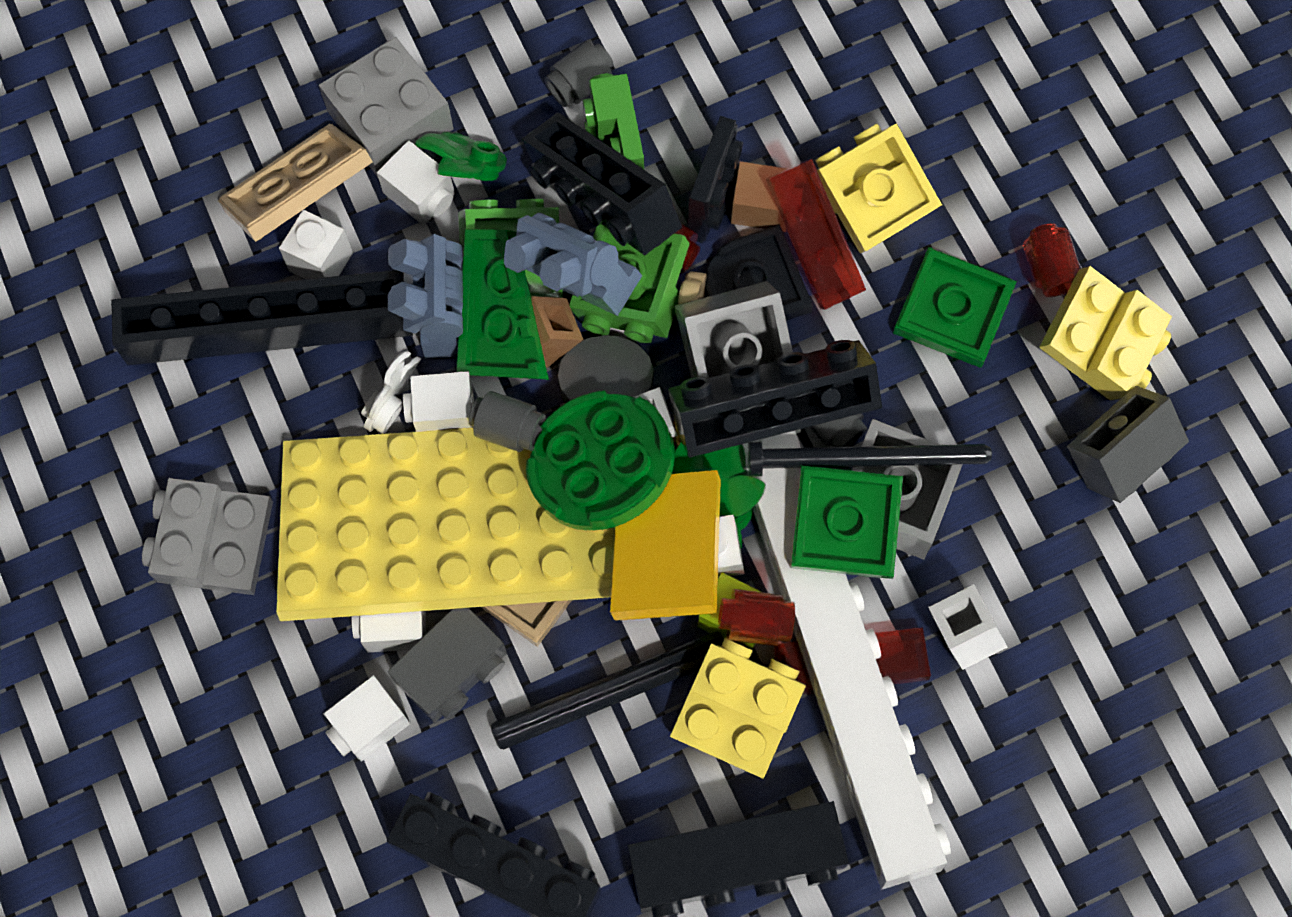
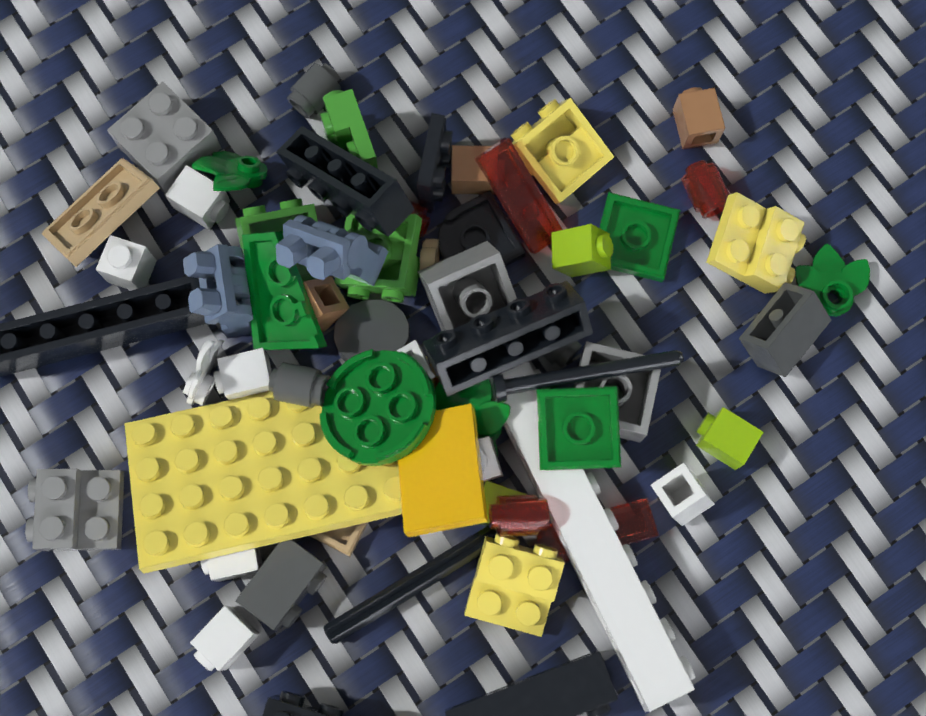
camera: 10 degrees left, 5 degrees up
(883, 311) = (581, 250): none -> lime brick
(1036, 567) = (728, 437): none -> lime brick
(1055, 172) = (698, 117): none -> medium nougat brick
(1199, 390) = (831, 275): none -> green plate

